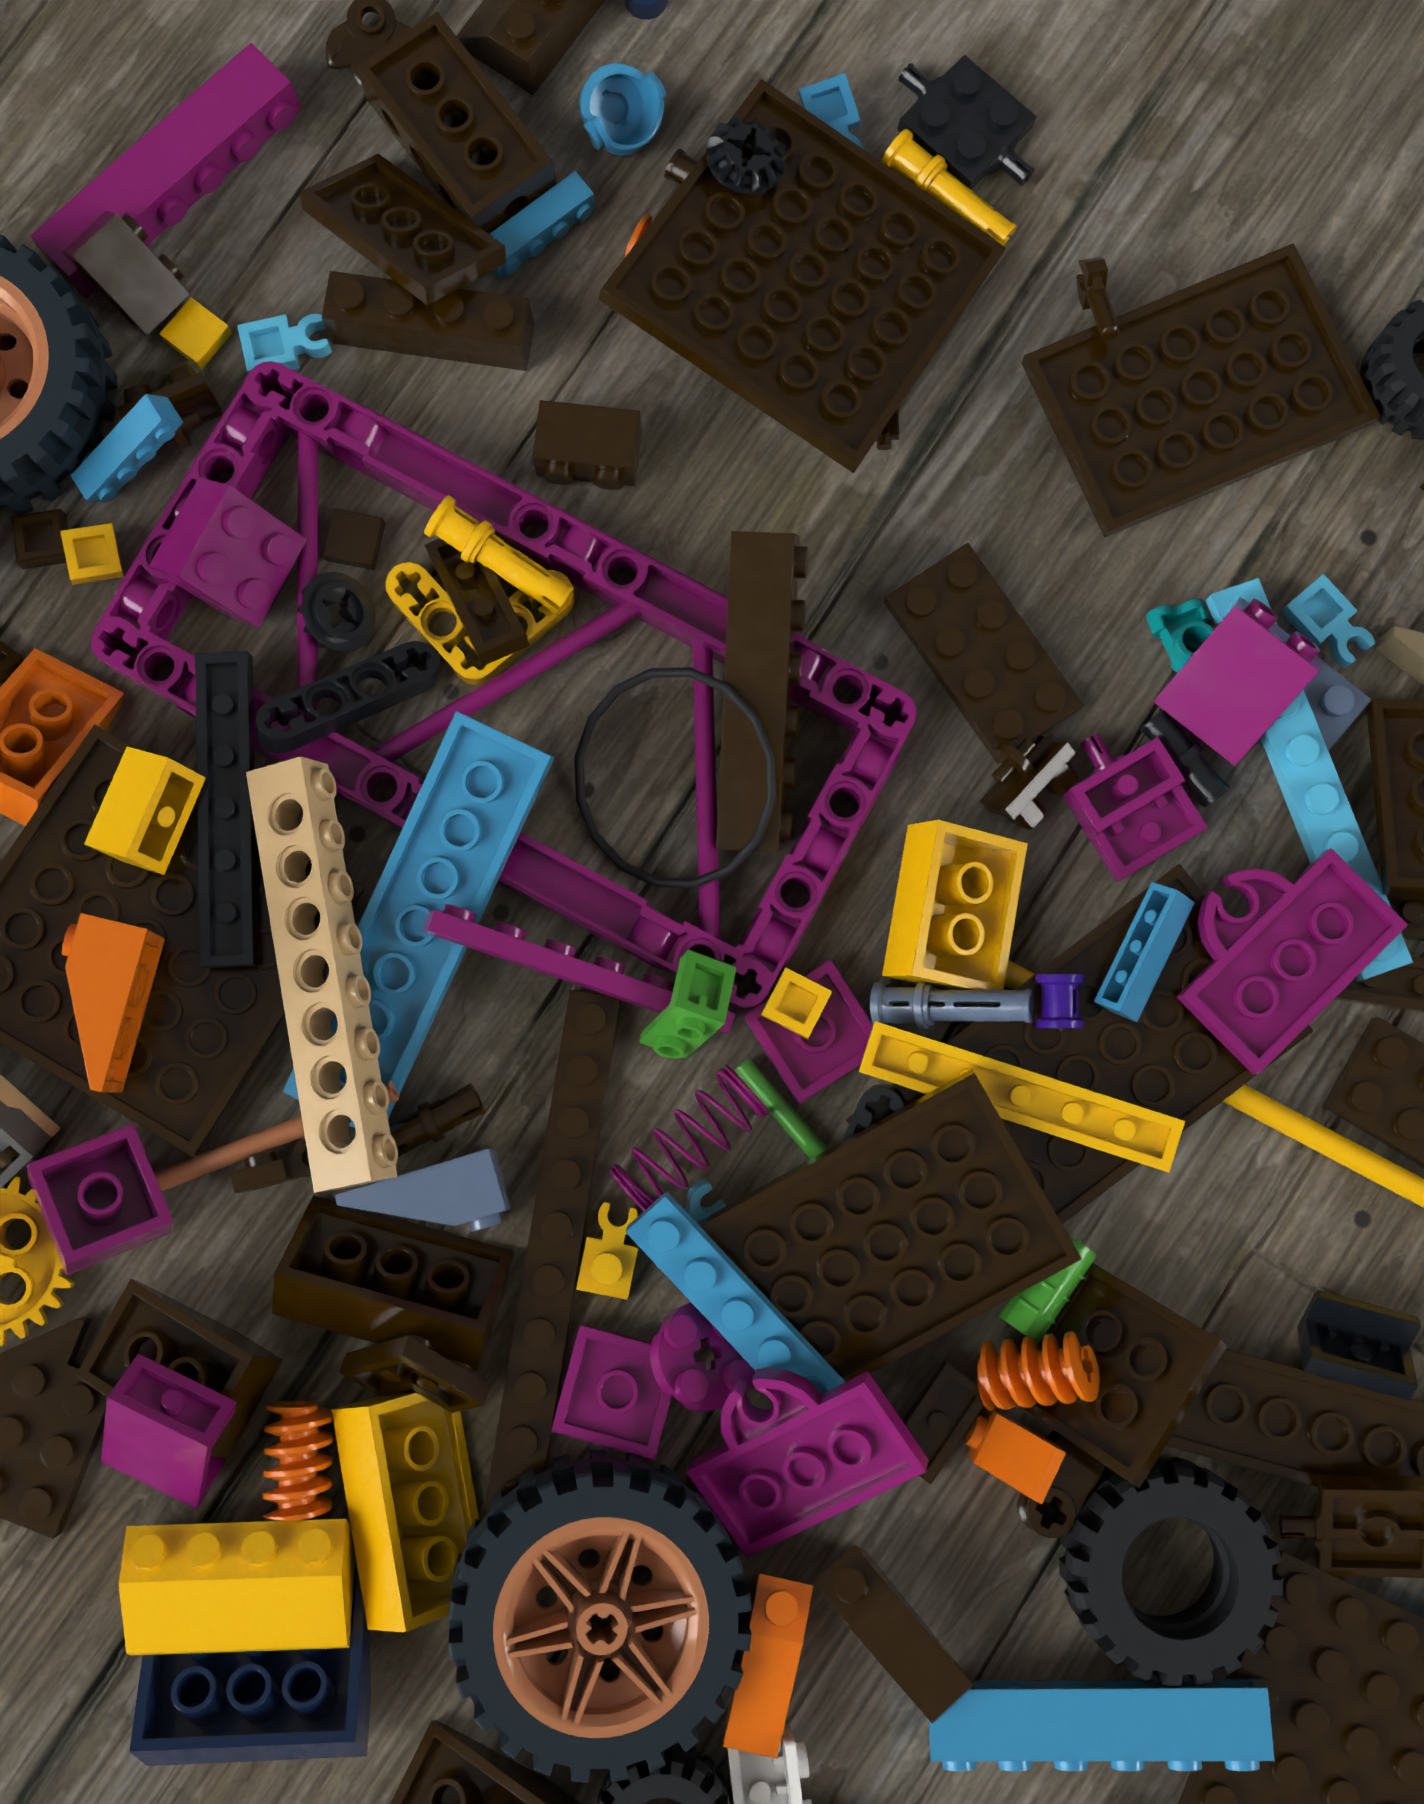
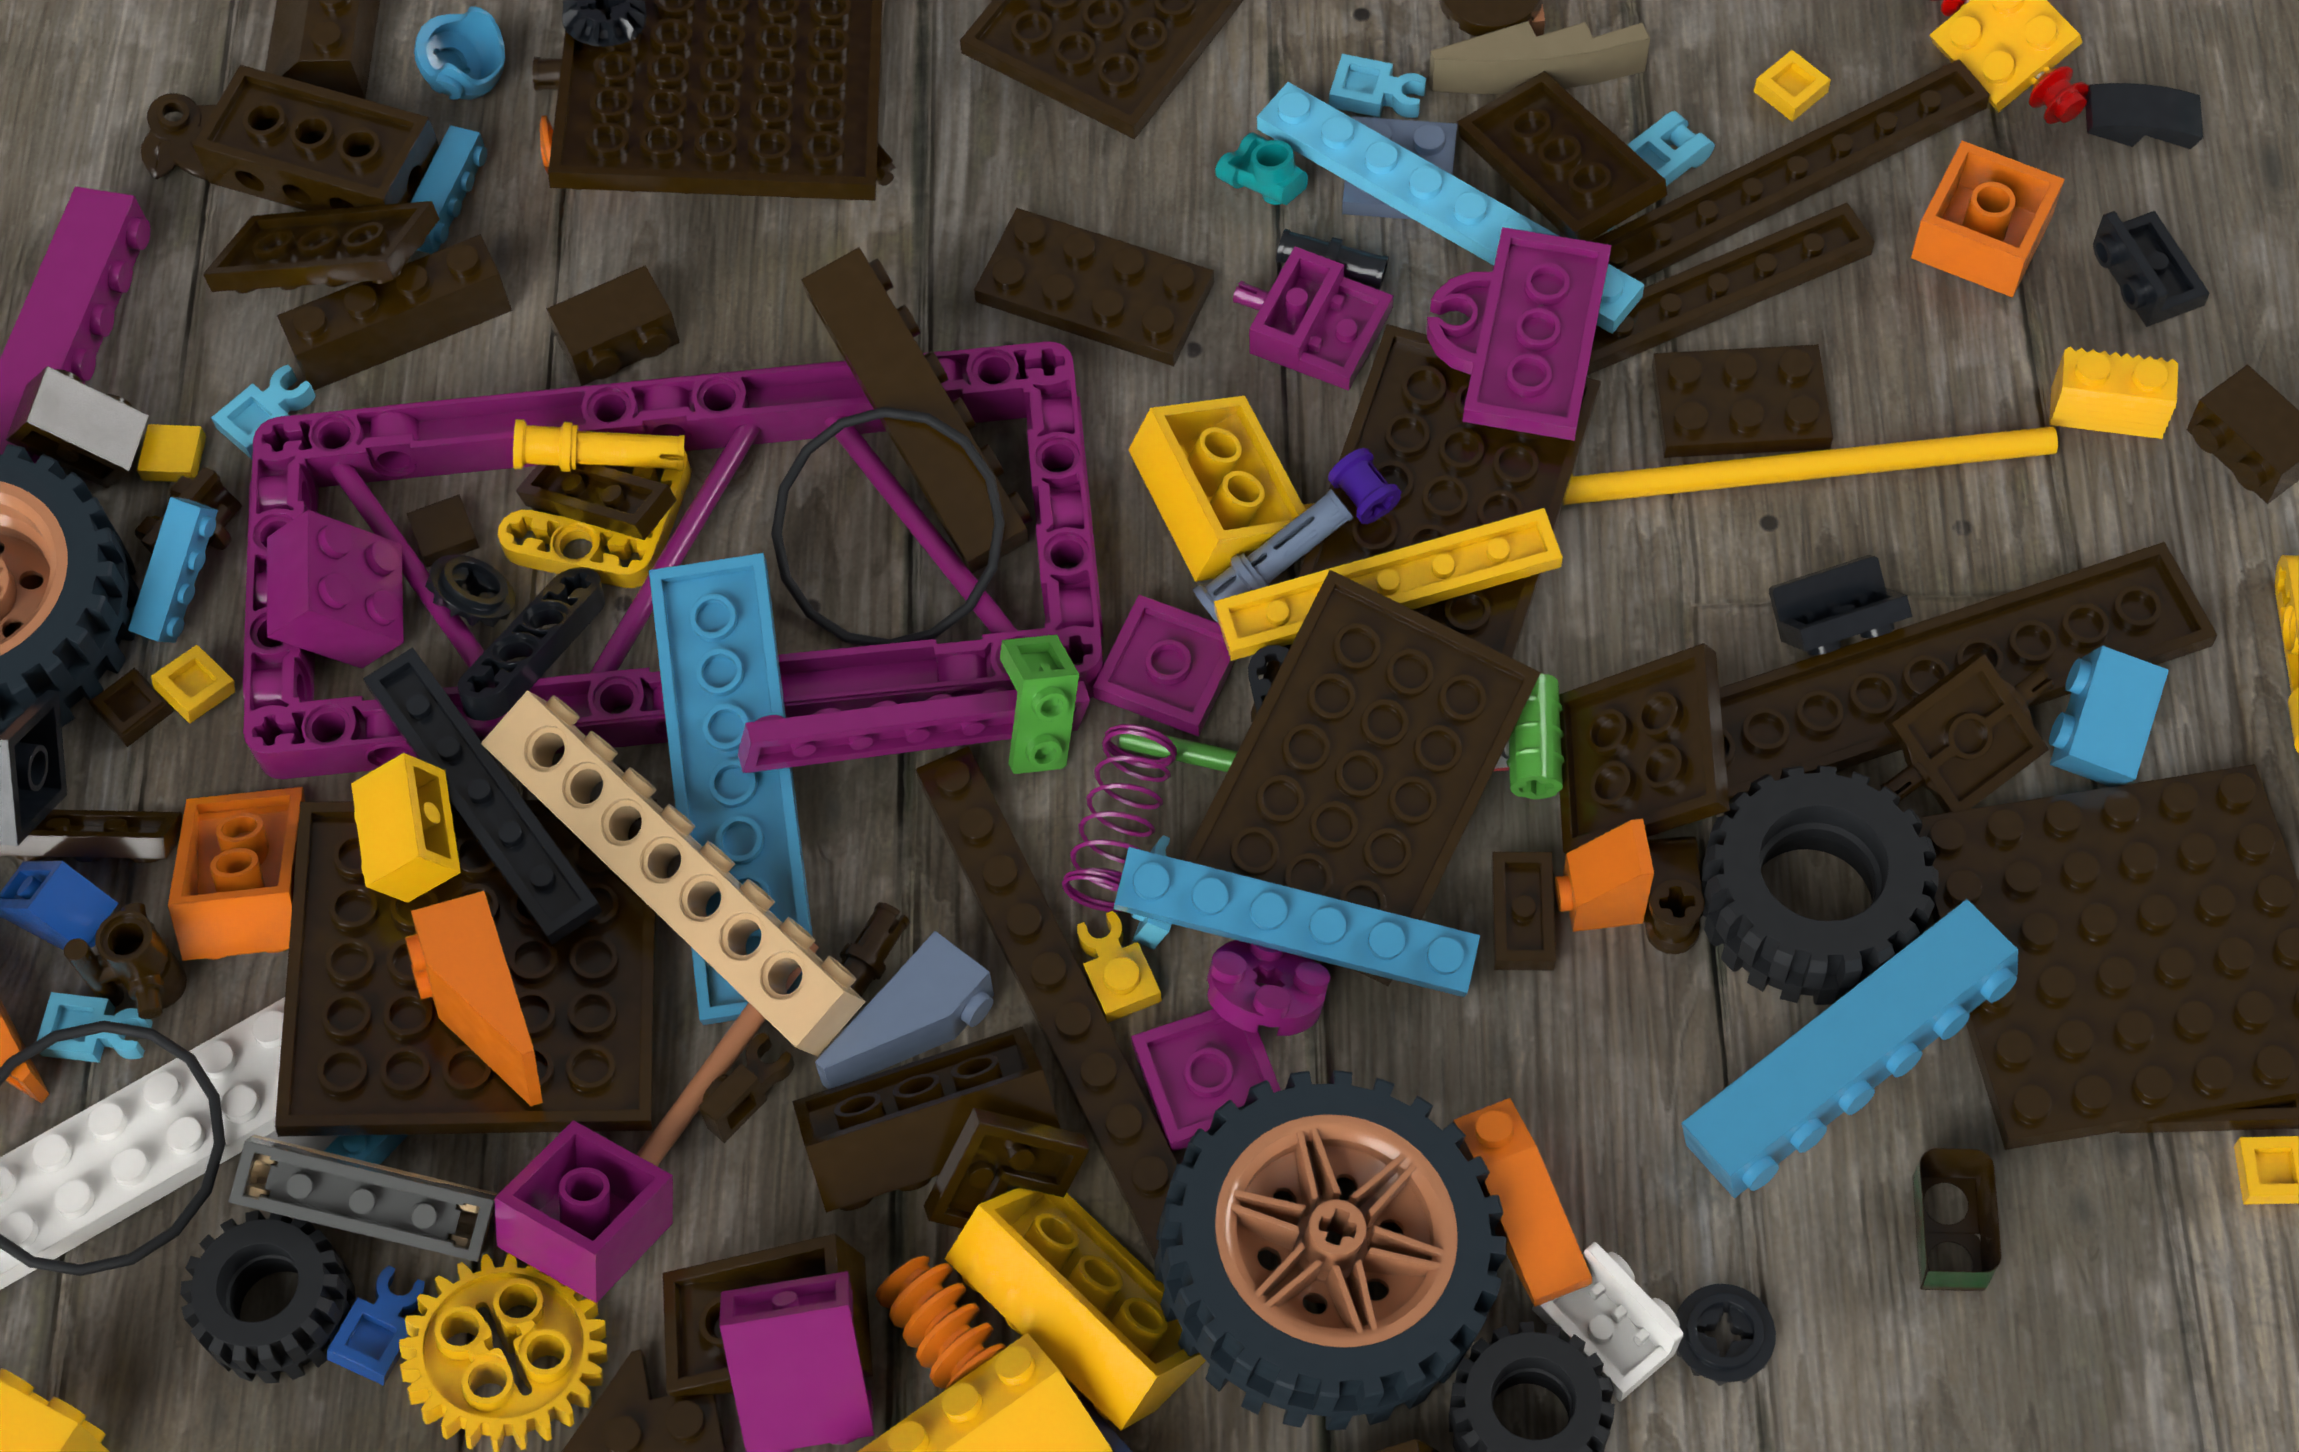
camera: 30 degrees left, 20 degrees down
(796, 1003) = (1134, 642): yellow tile -> none
(802, 1456) = (1420, 987): magenta plate -> none
(893, 1632) = (1609, 1093): dark brown slope -> none
(1024, 774) = (1199, 347): dark brown hips -> none
(1037, 1374) = (1571, 792): orange piece -> none
(1144, 951) = (1407, 402): dark azure piece -> none
(1240, 679) = (1329, 161): magenta panel -> none

